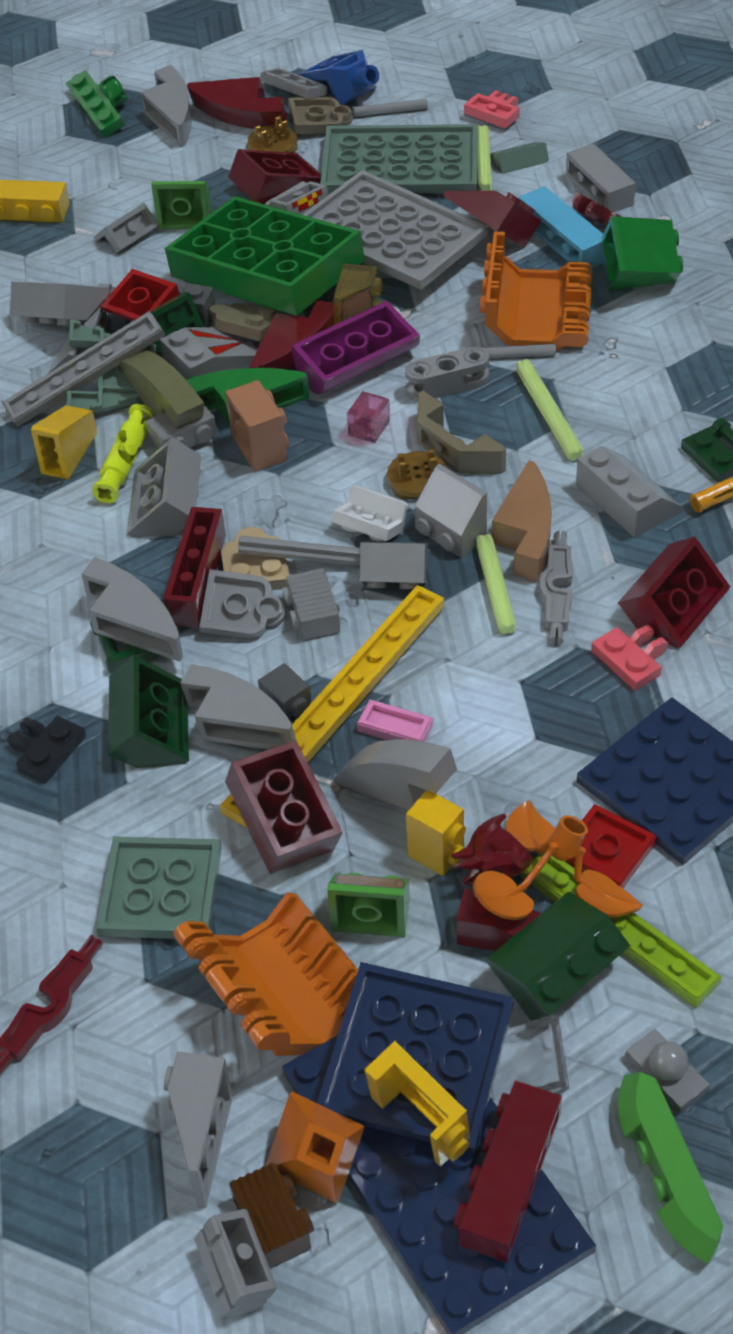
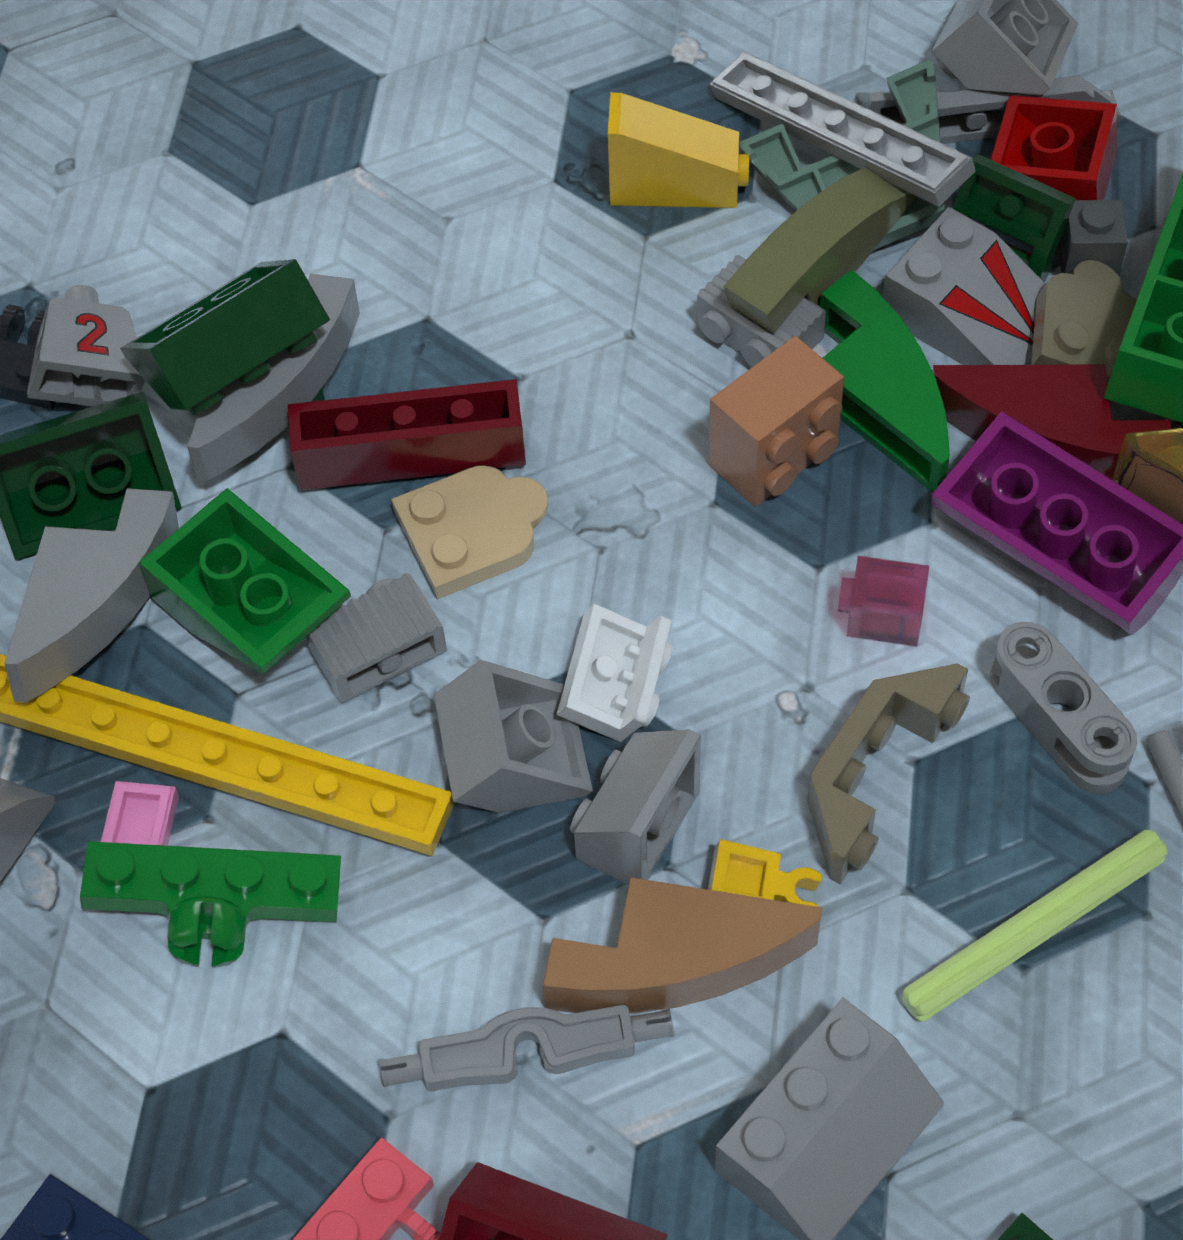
camera: 75 degrees right, 10 degrees up
(68, 697) = (81, 353): none -> light grey torso
(114, 602) = (228, 335): none -> dark green slope
(122, 454) = (619, 255): neon yellow piece -> none
(164, 491) = (594, 346): light grey slope -> none
(239, 605) = (349, 521): light grey plate -> none
(266, 638) = (241, 583): none -> green slope
(286, 690) = (156, 652): dark grey brick -> none
(299, 550) = (490, 574): light grey axle -> none
(411, 472) = (777, 749): pearl gold plate -> none
(440, 687) = (210, 891): none -> green plate
(495, 584) = (507, 931): yellowish green axle -> none
(498, 488) = (756, 874): none -> yellow plate

